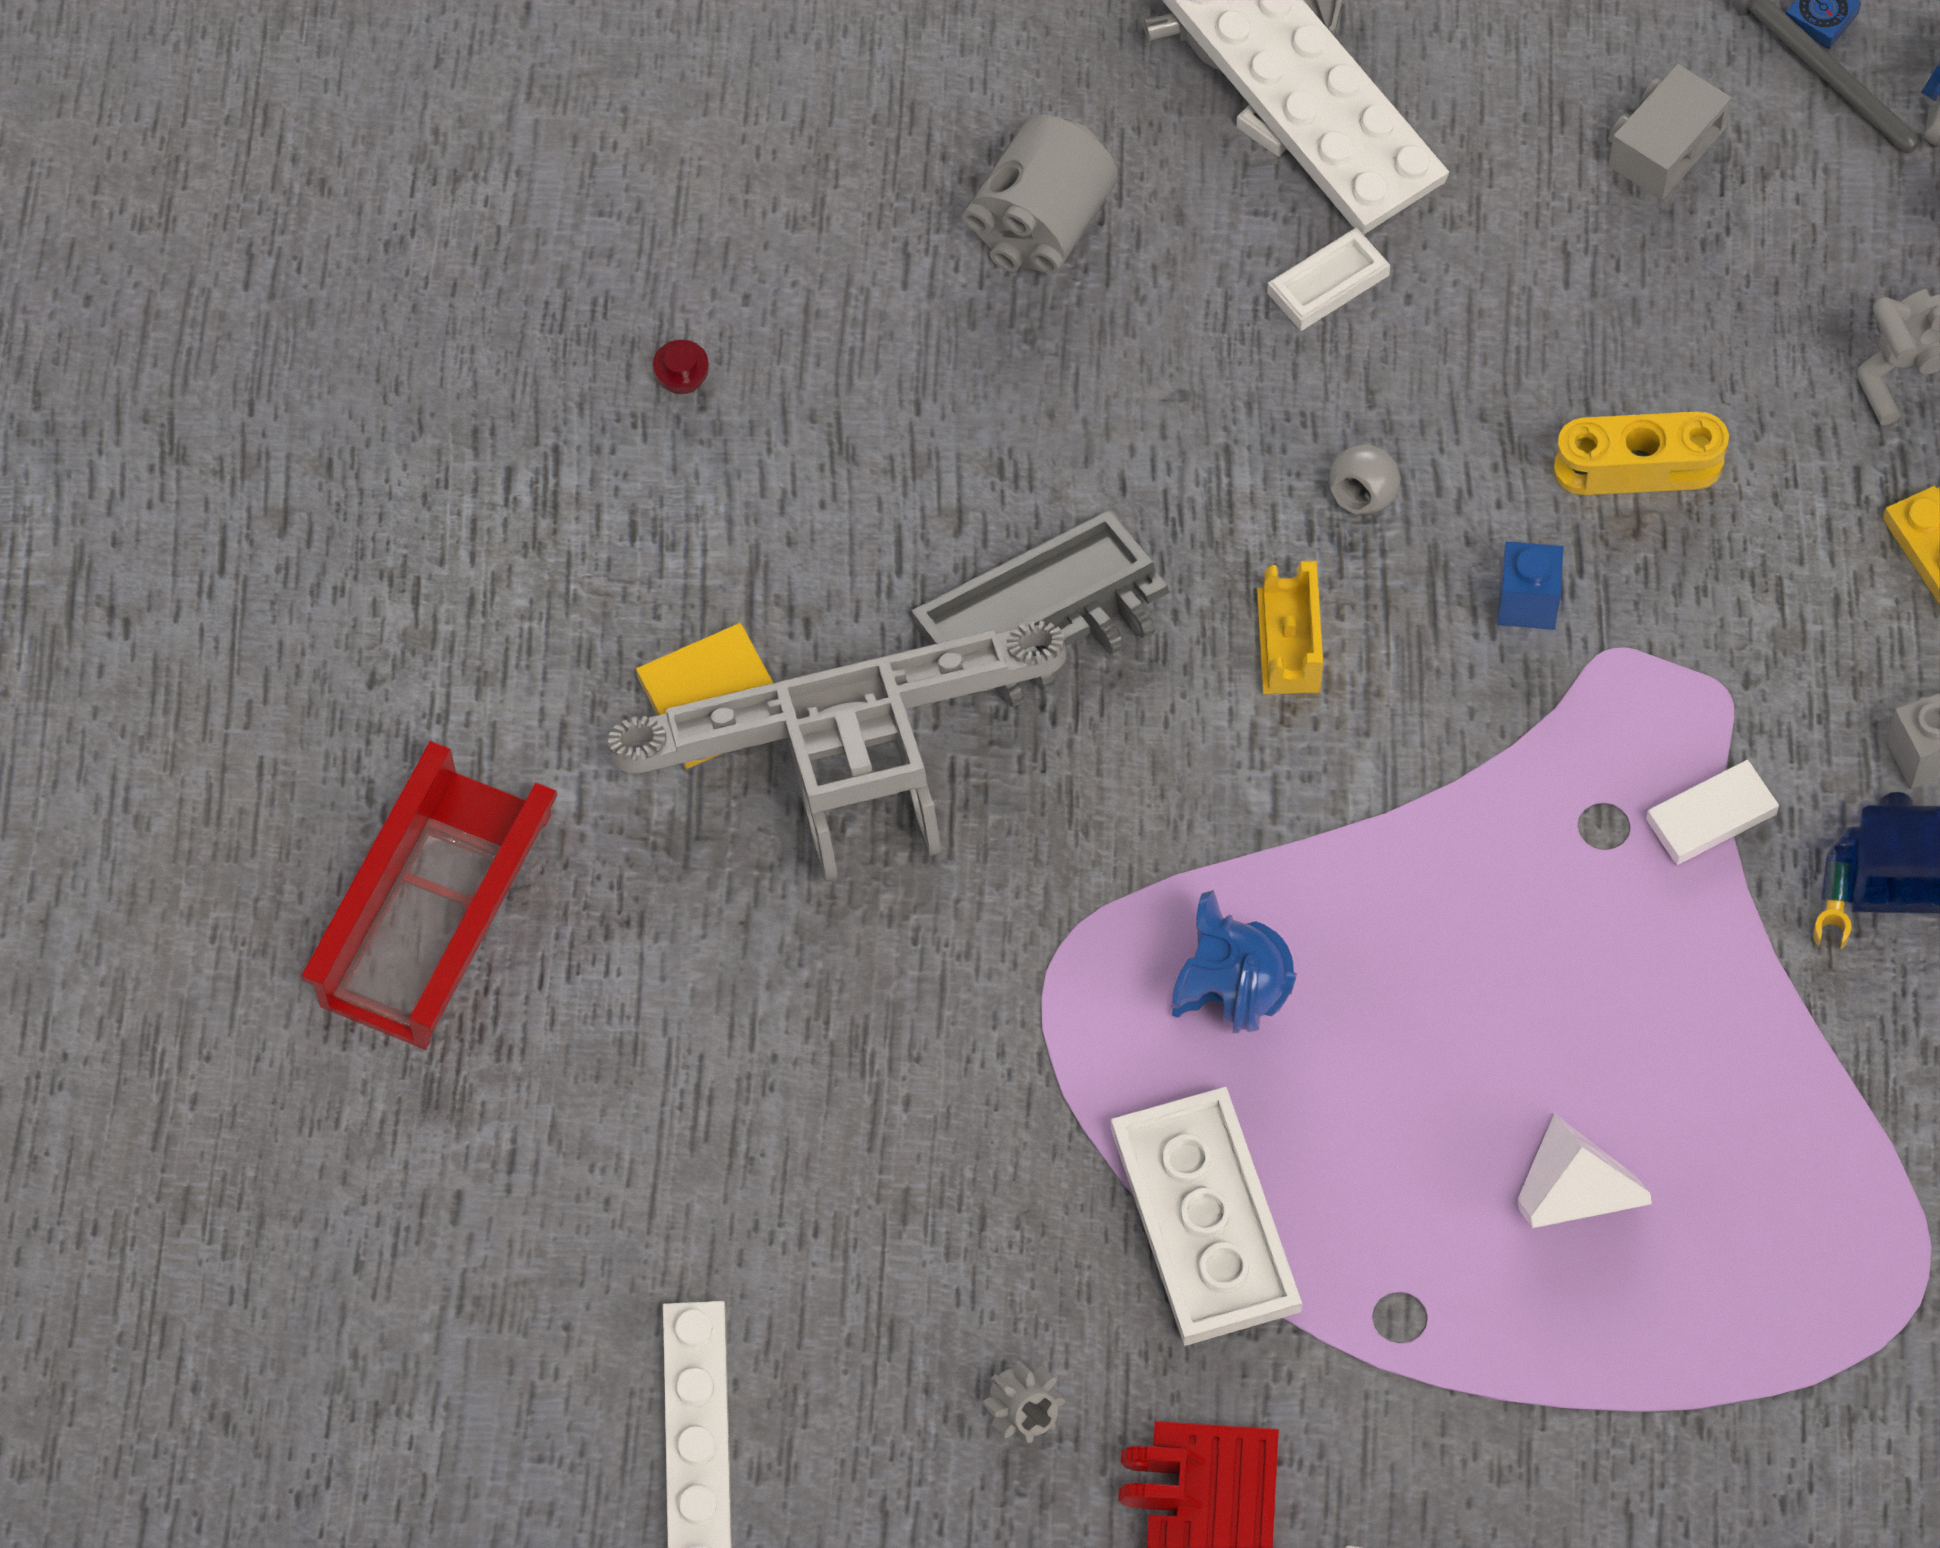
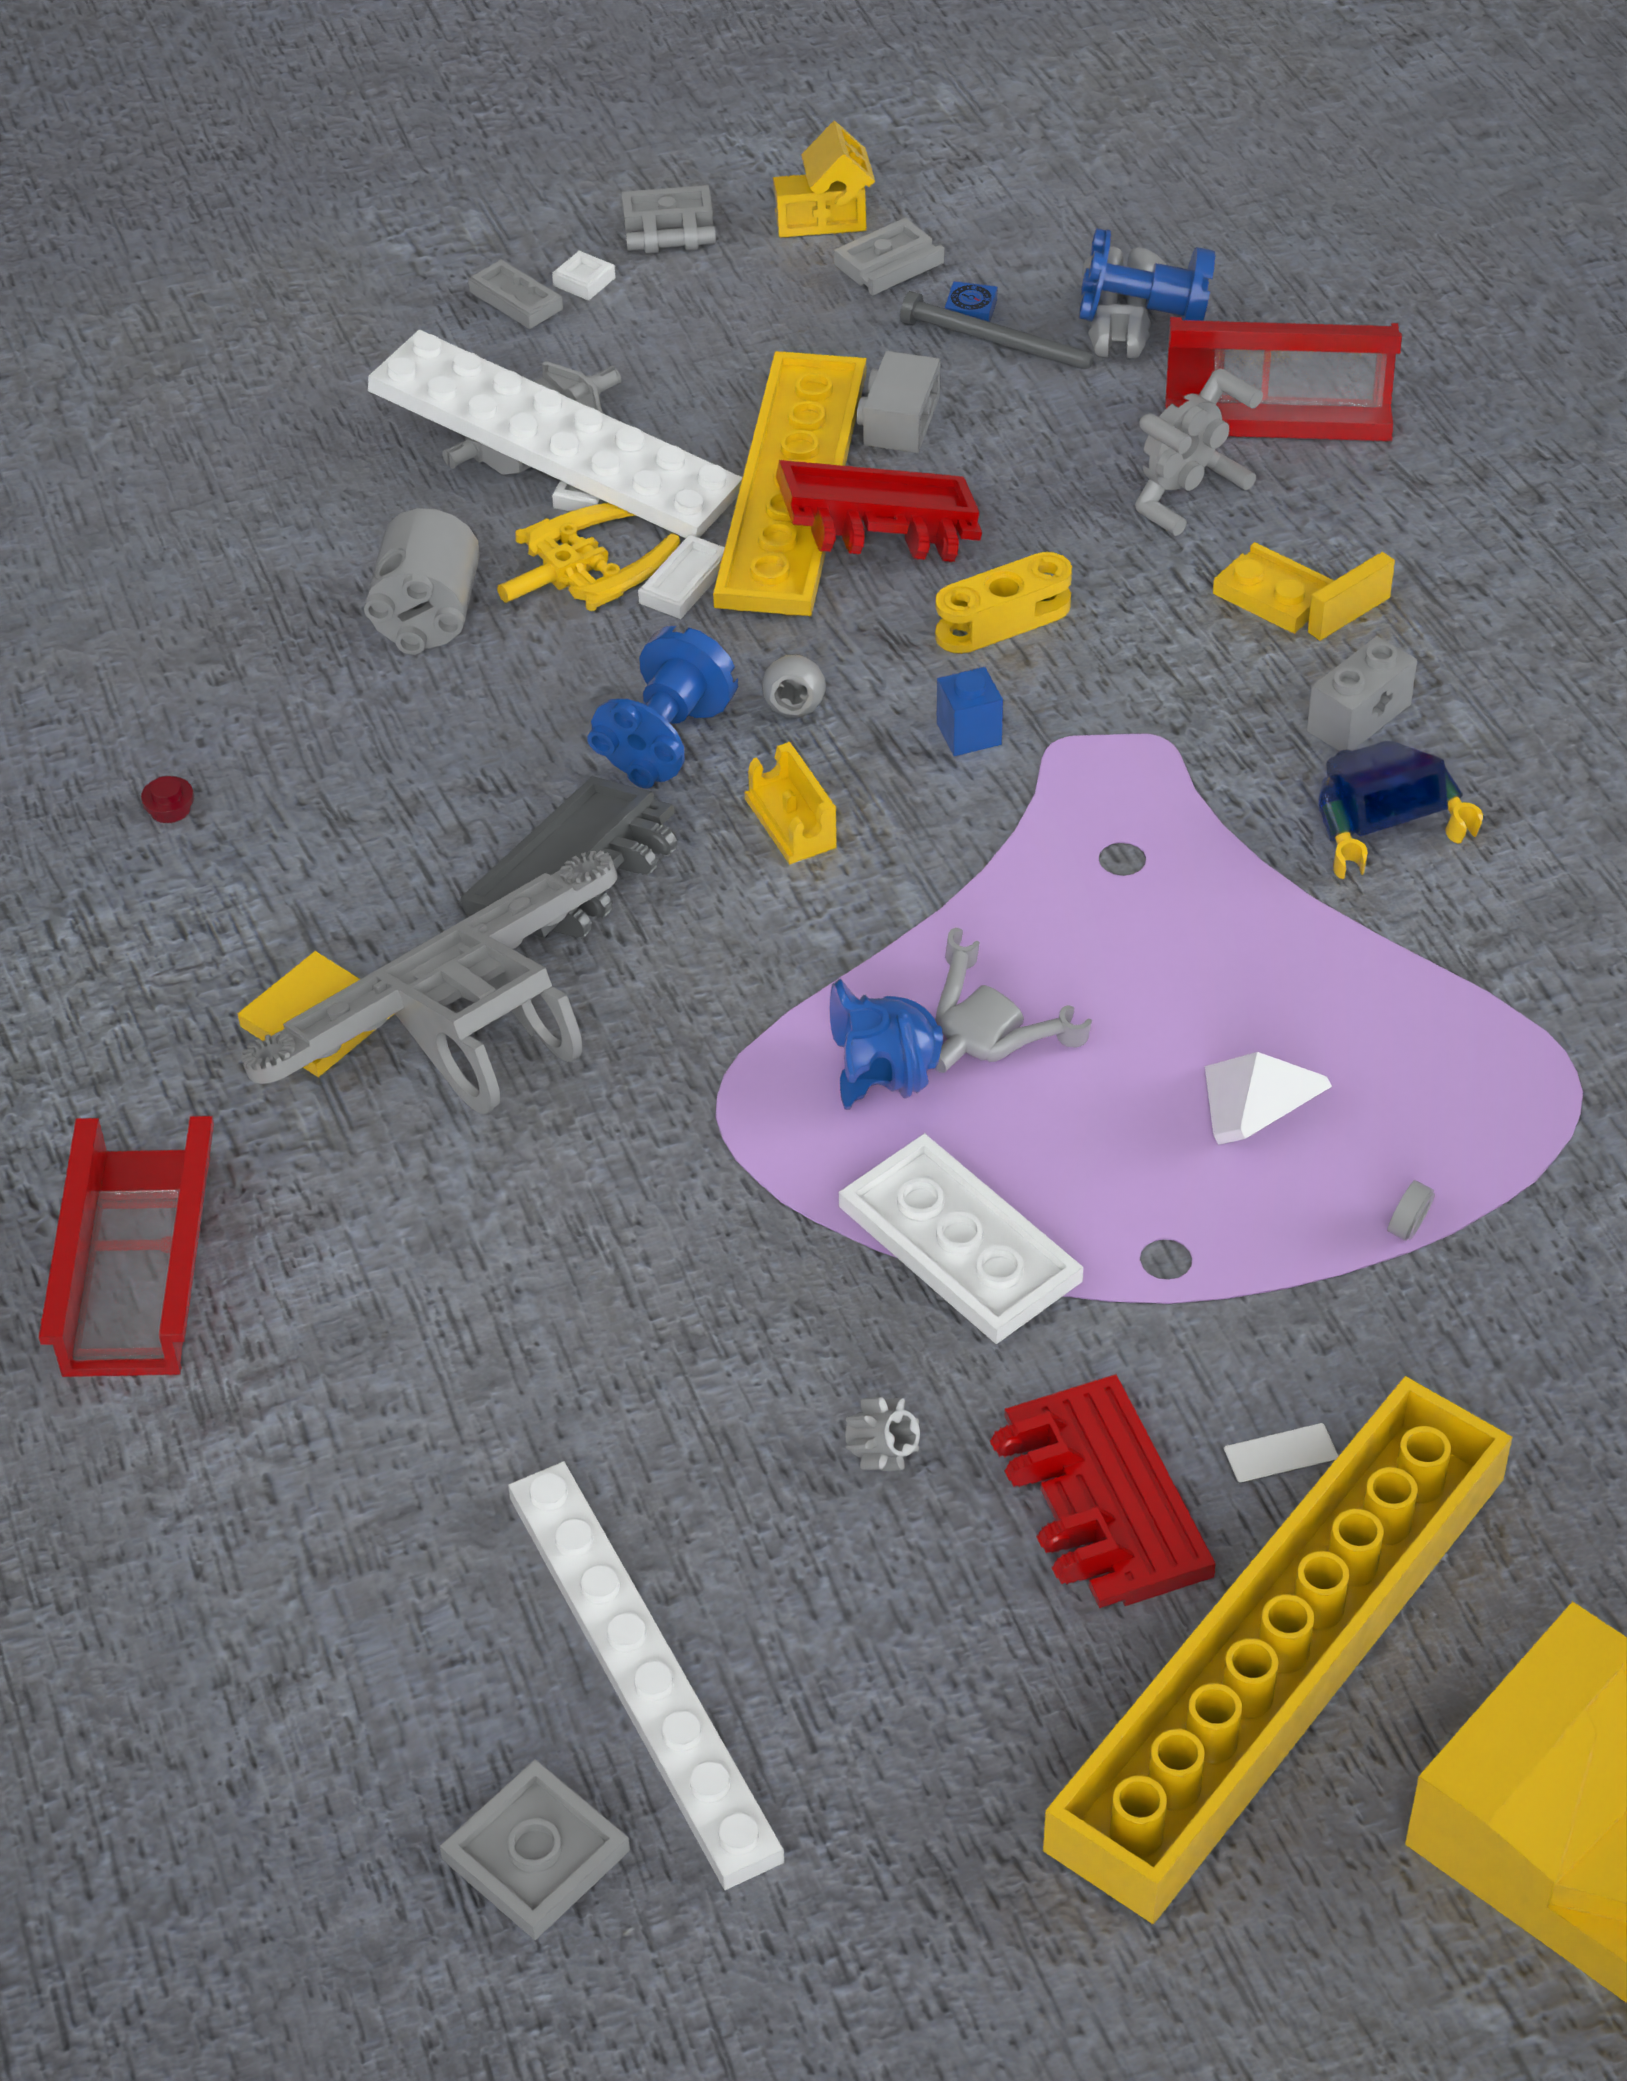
camera: 25 degrees left, 15 degrees down
(1212, 217) = (570, 565): none -> yellow bar
(1248, 433) = (683, 679): none -> blue piece
(1355, 974) = (988, 1021): none -> light grey piece
(1498, 197) = (802, 418): none -> yellow plate
(1573, 269) = (888, 501): none -> red hinge
(1658, 1374) = (1411, 1210): none -> light grey tile
(1712, 812) = (1204, 816): white tile -> none

